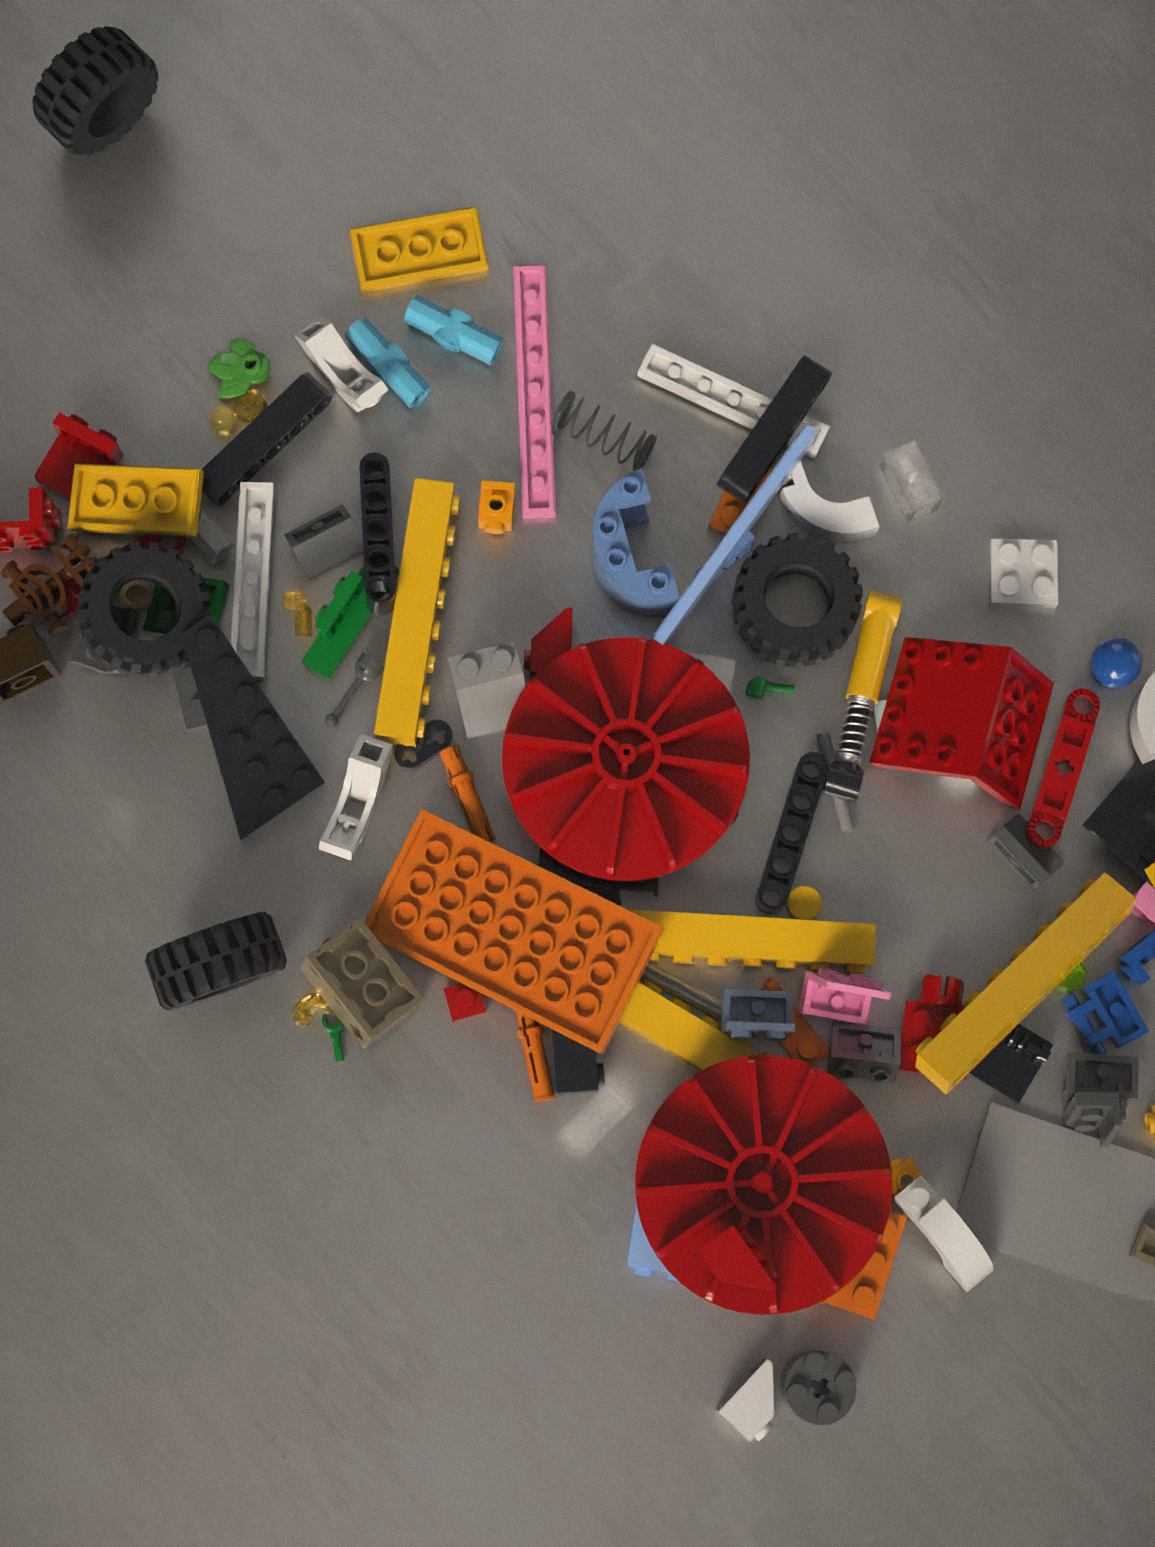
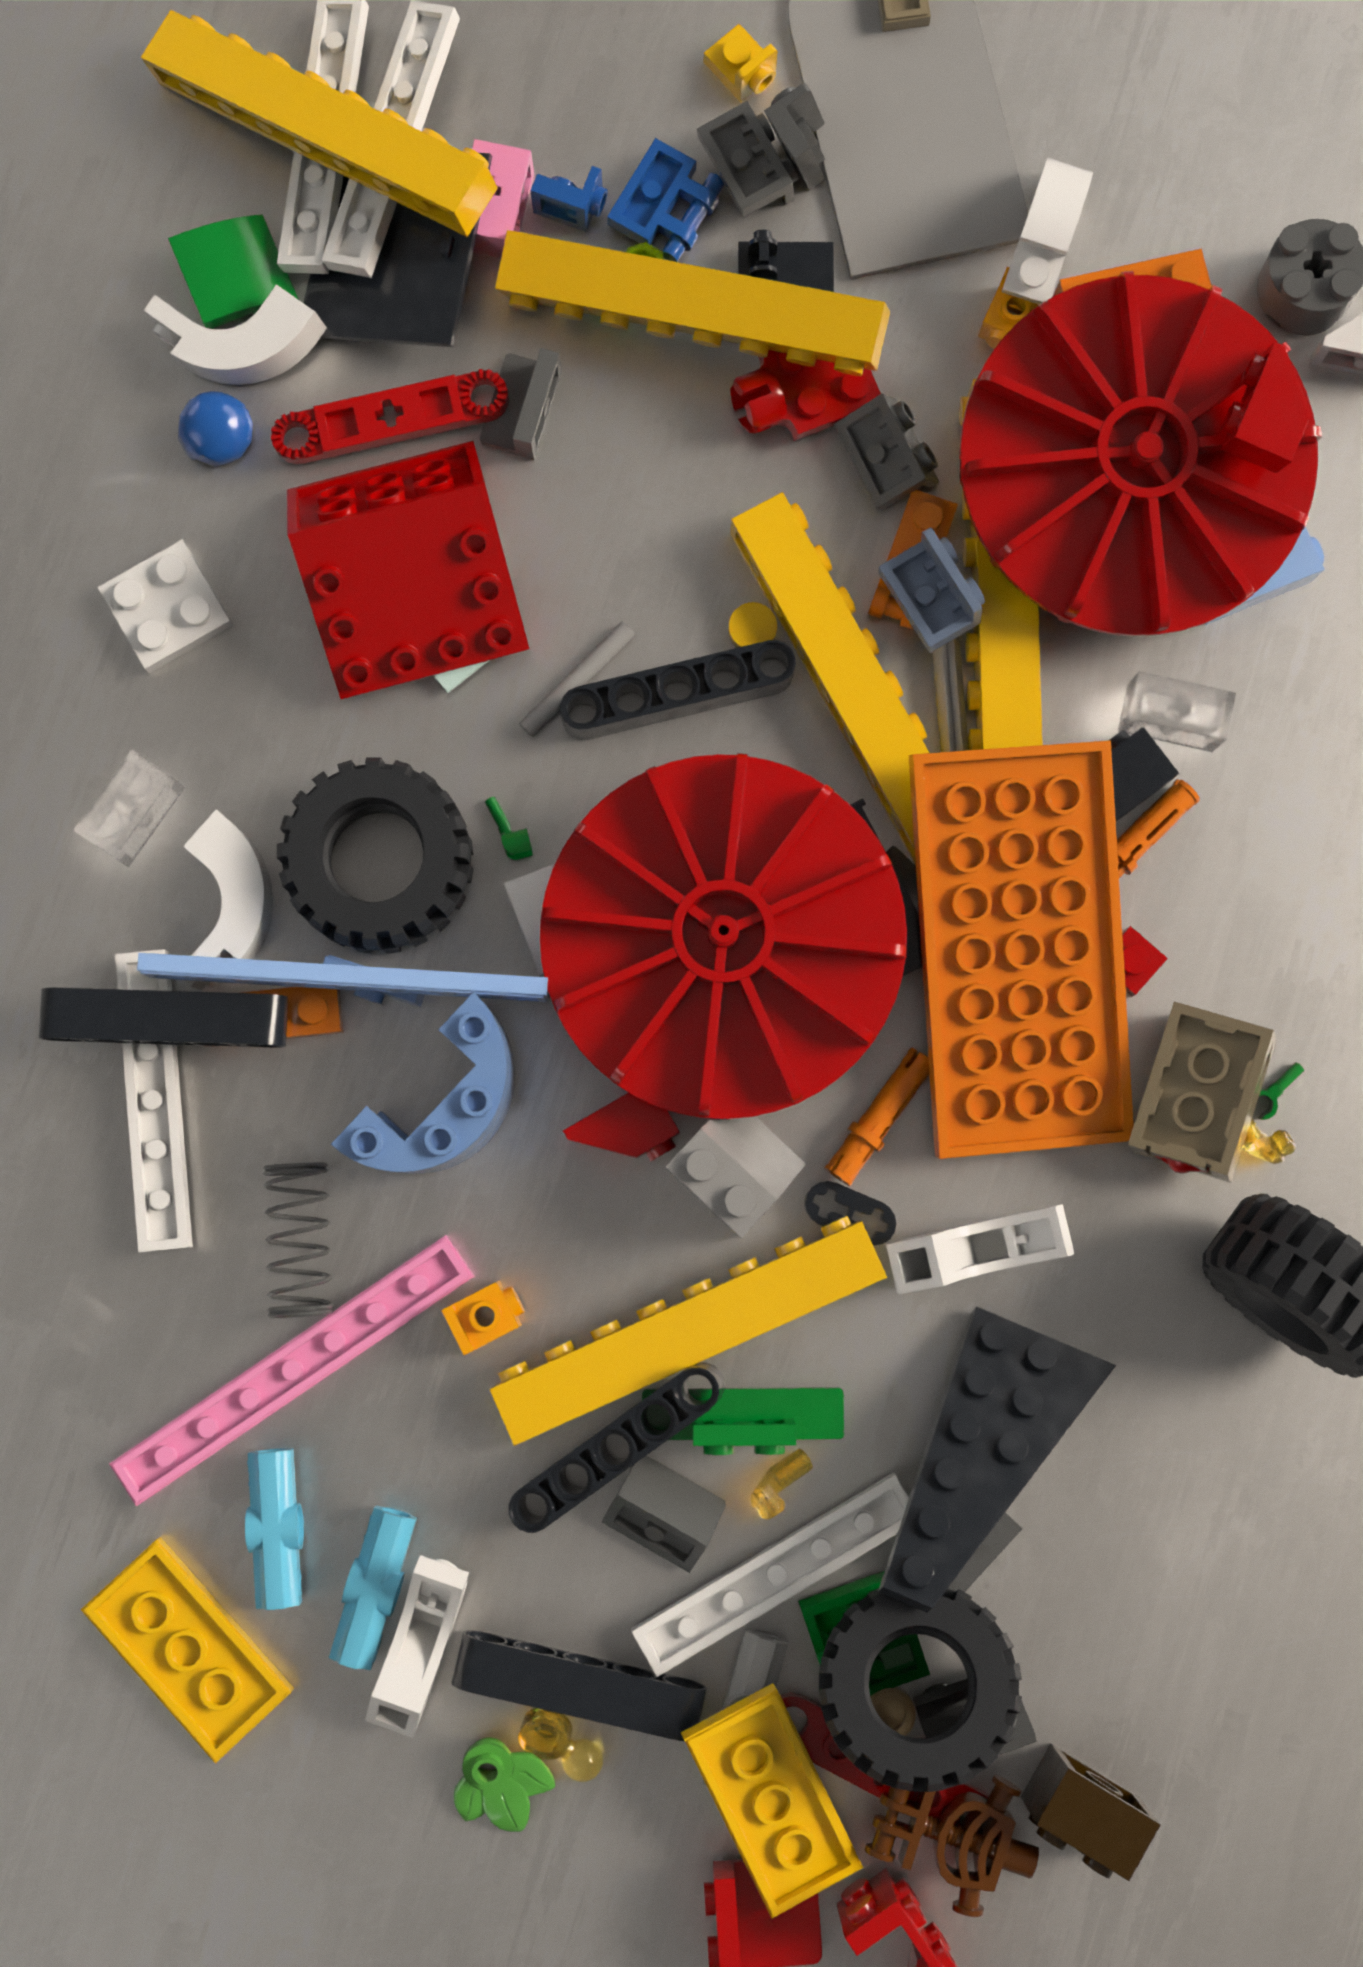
camera: 120 degrees left, 5 degrees up
(366, 670) = (800, 1347): dark grey hinge -> none
(839, 995) = (842, 508): bright pink bracket -> none
(863, 693) = (444, 706): piece -> none

